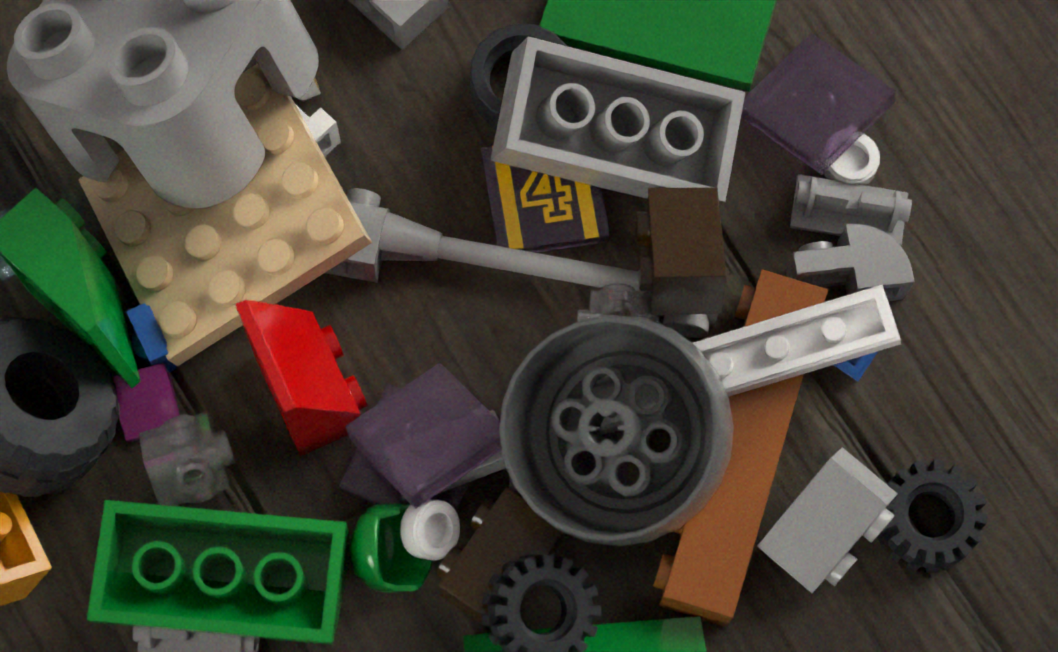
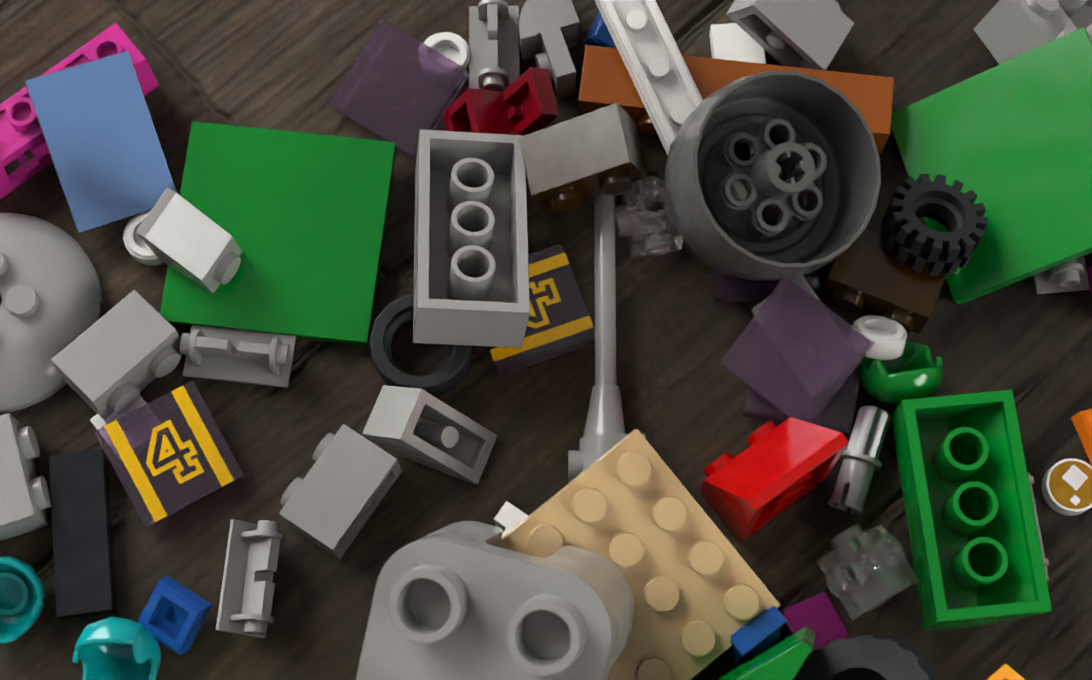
camera: 95 degrees left, 0 degrees up
(306, 488) = (860, 460): none -> light grey axle
(426, 70) = (429, 432): none -> light grey slope
(759, 194) = (519, 110): none -> dark red brick
(801, 463) = (733, 43): none -> white tile

